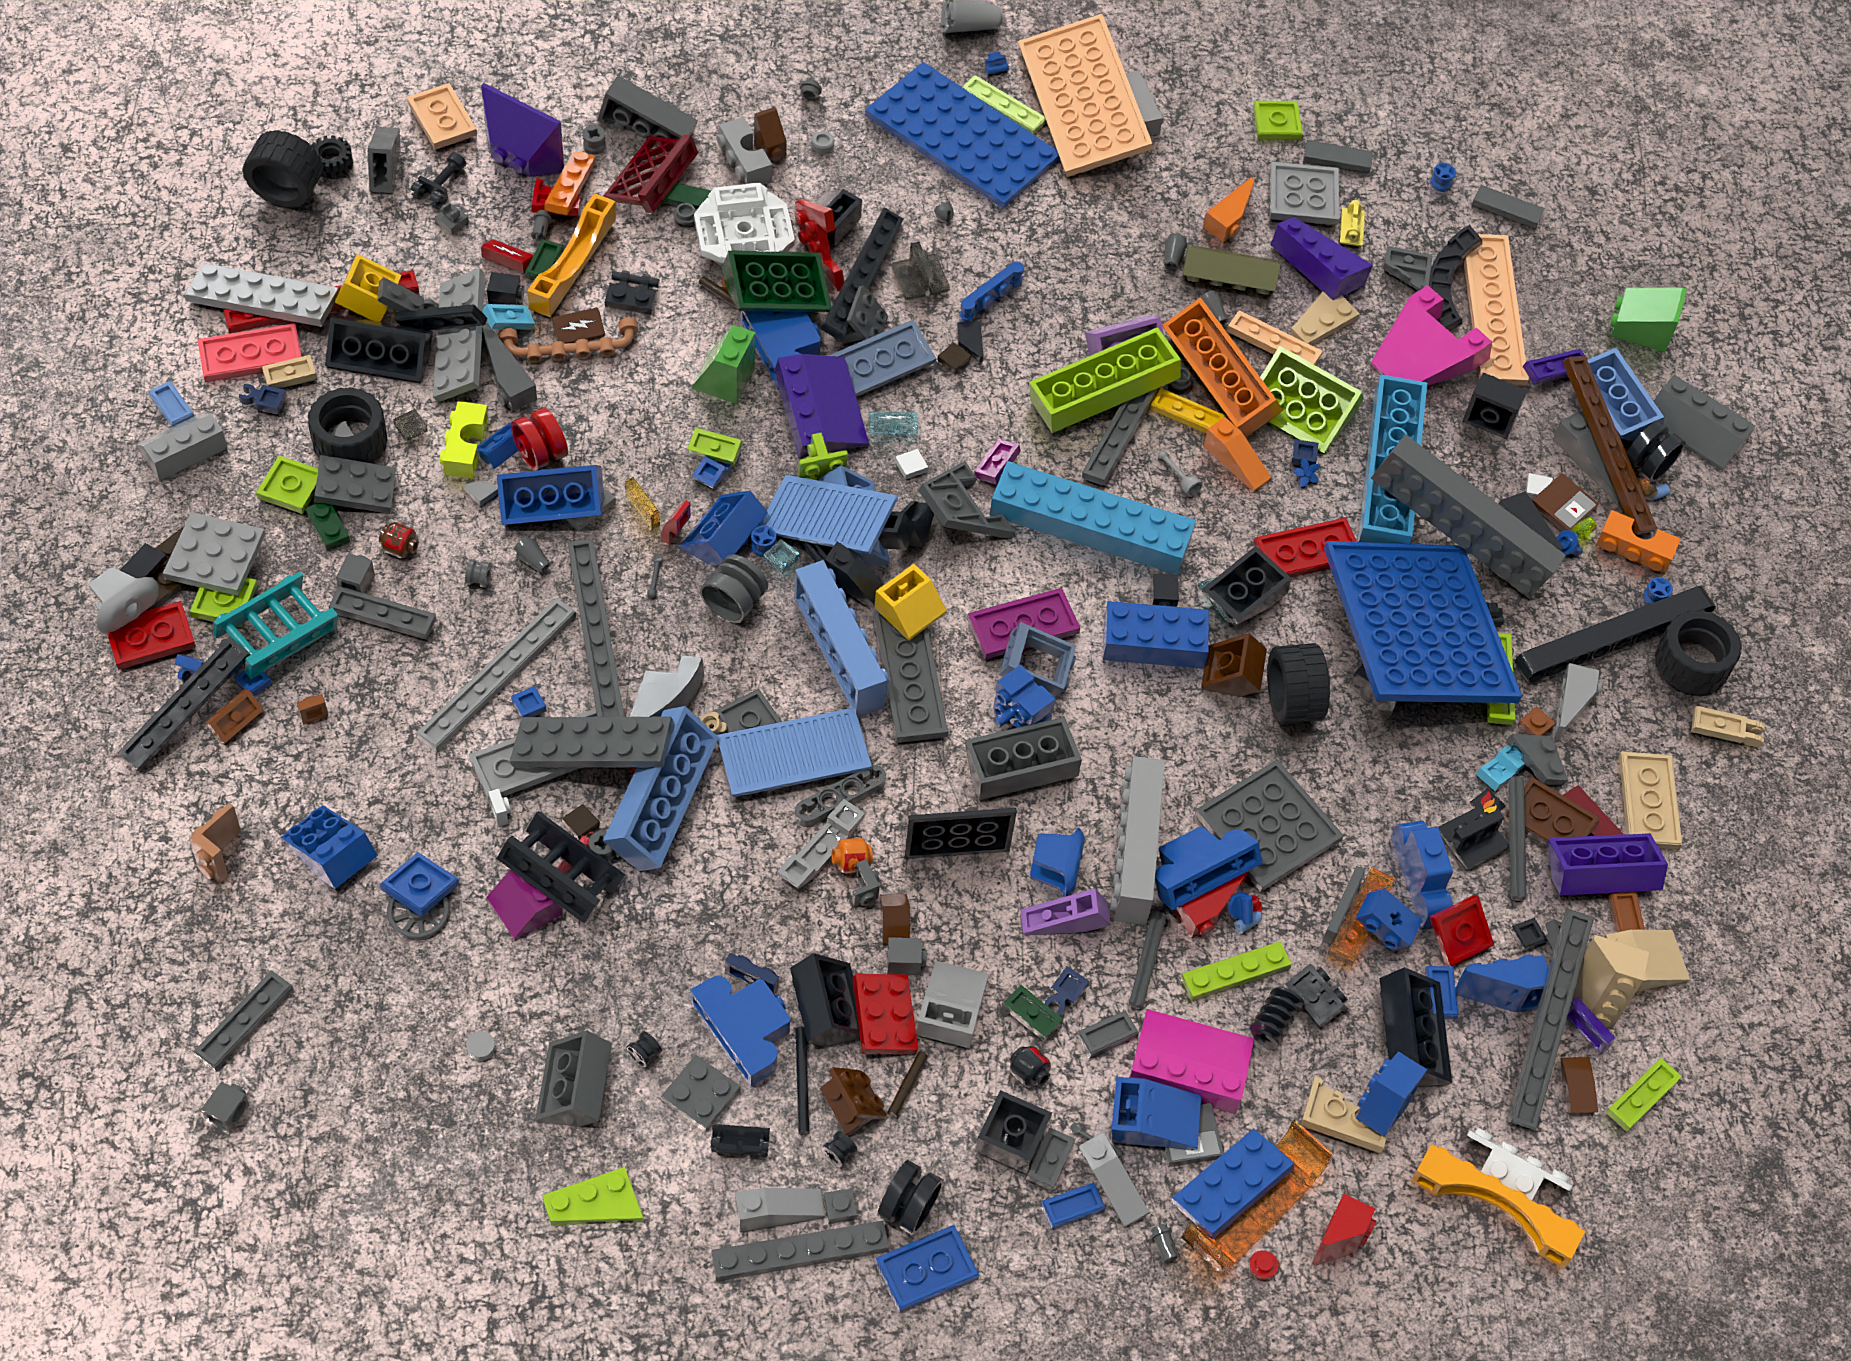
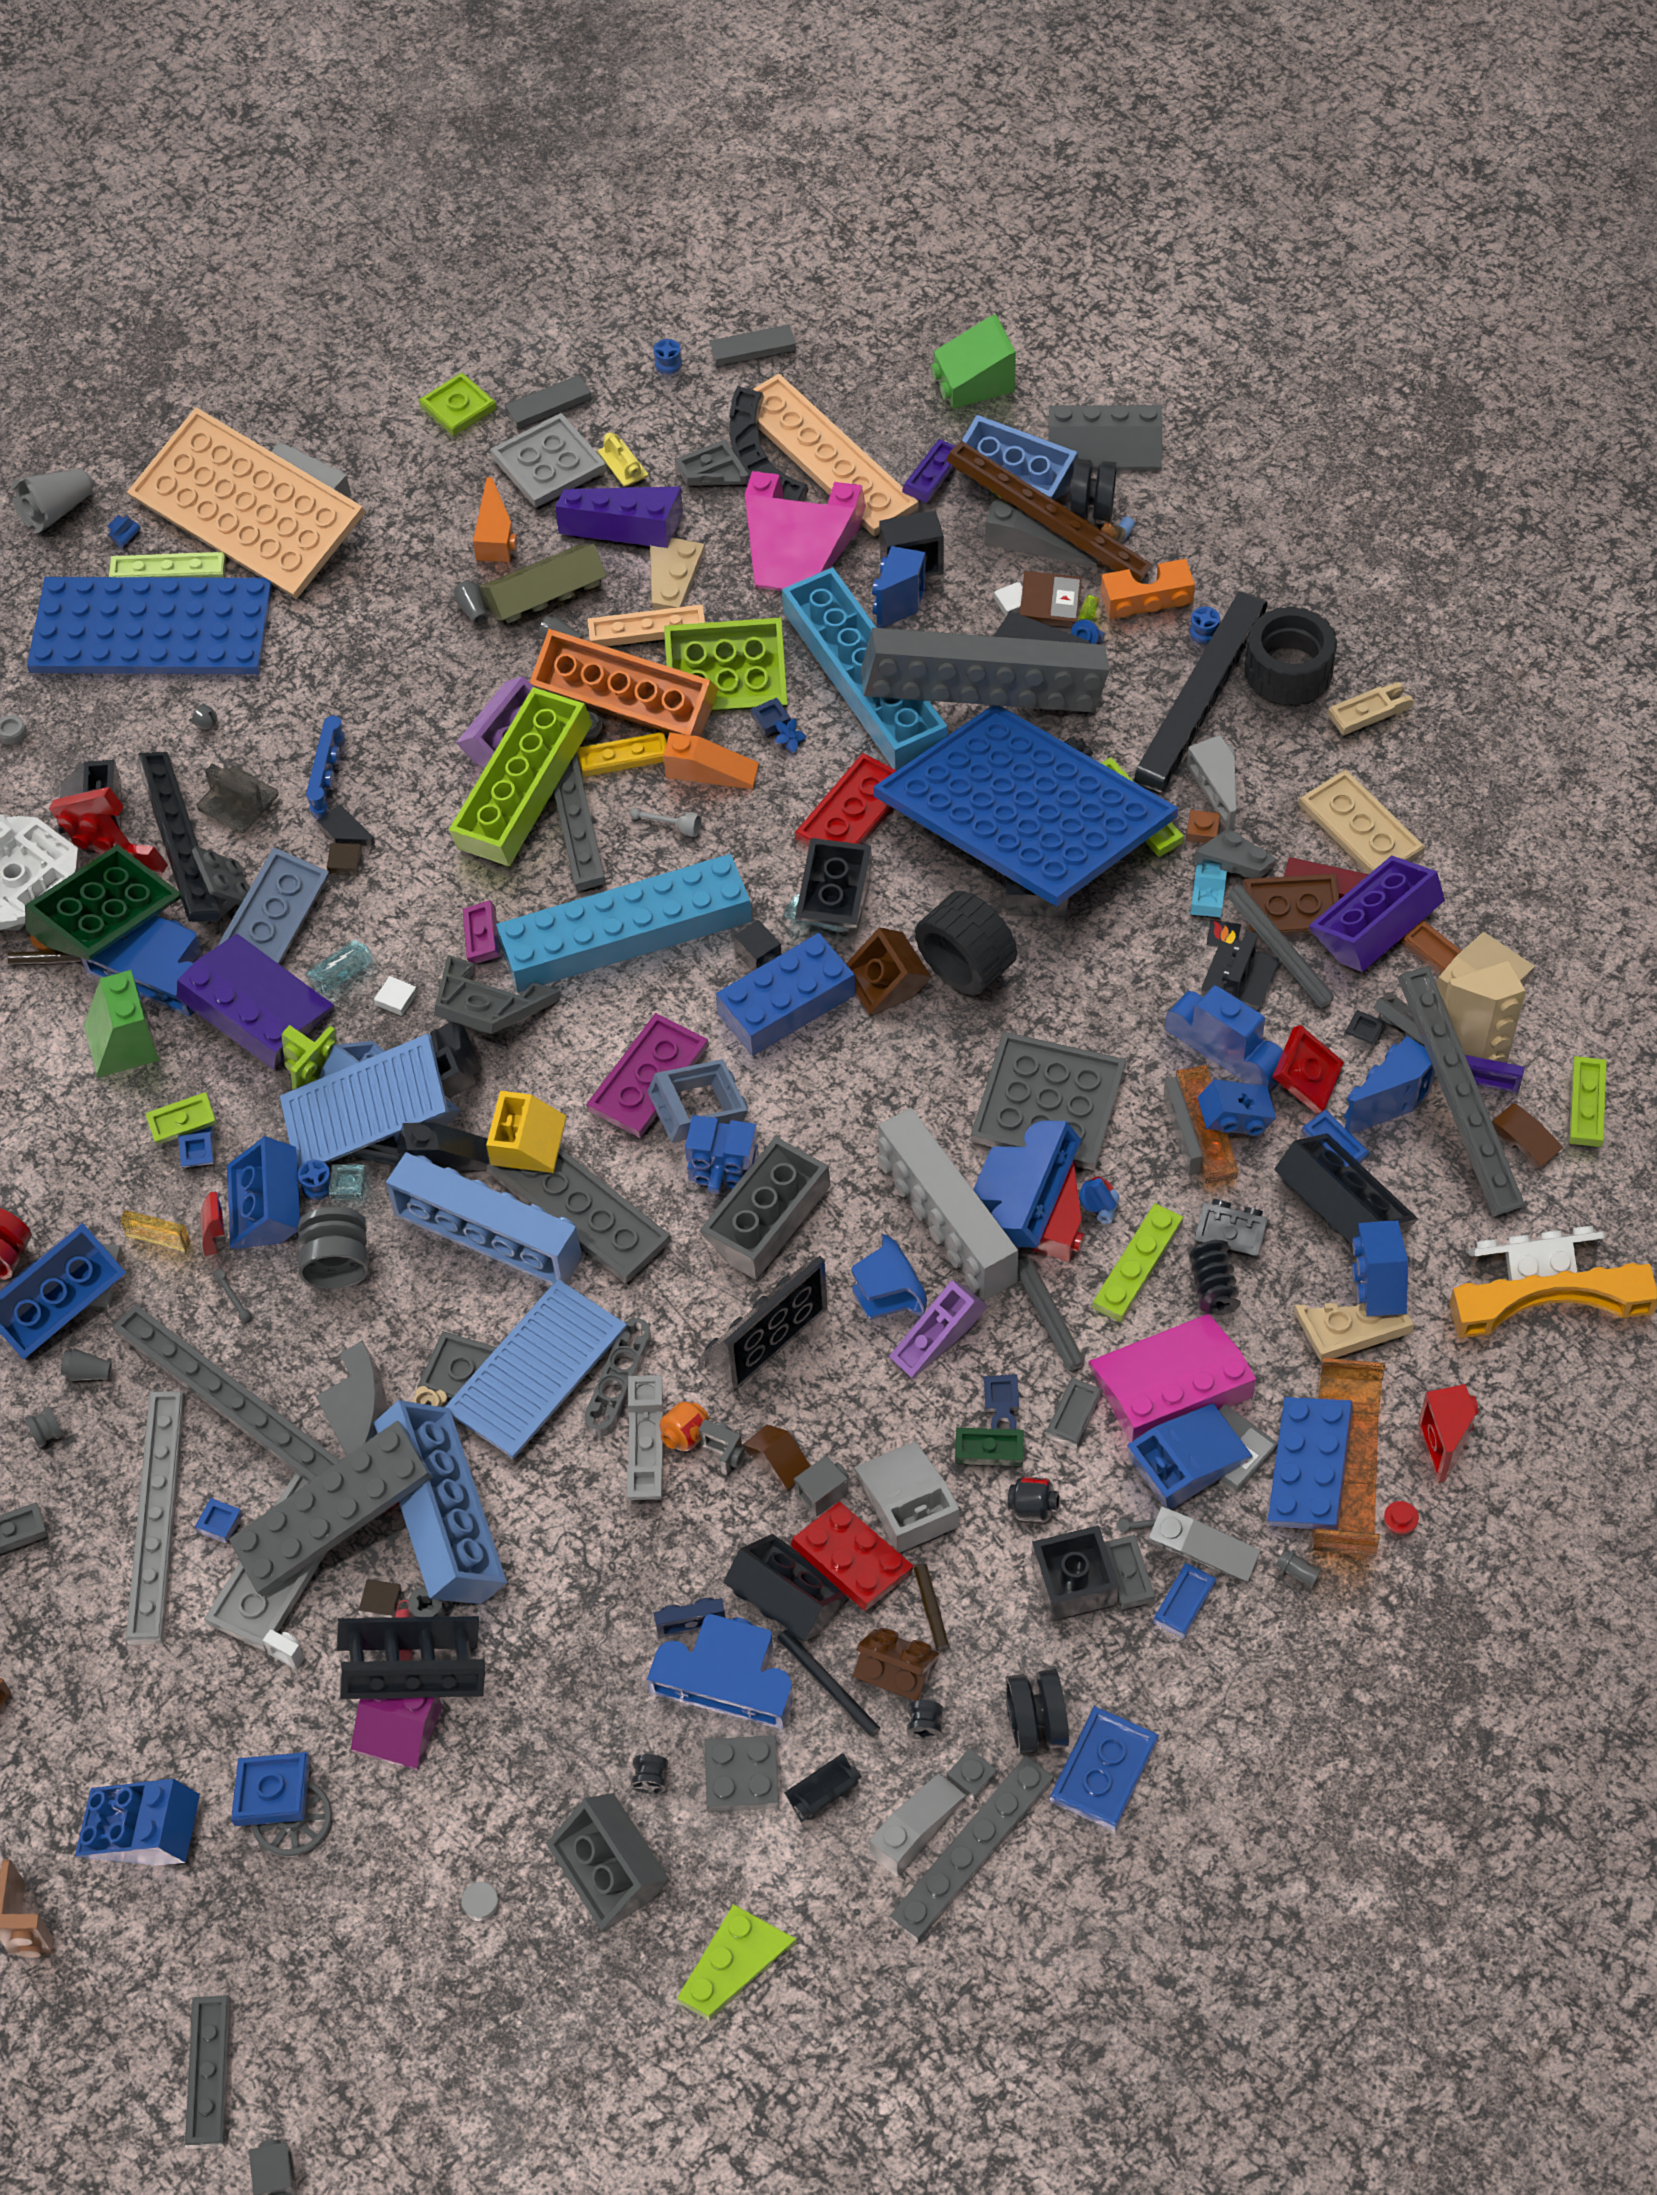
camera: 30 degrees left, 0 degrees up
(1463, 425) = (899, 586): none -> blue slope

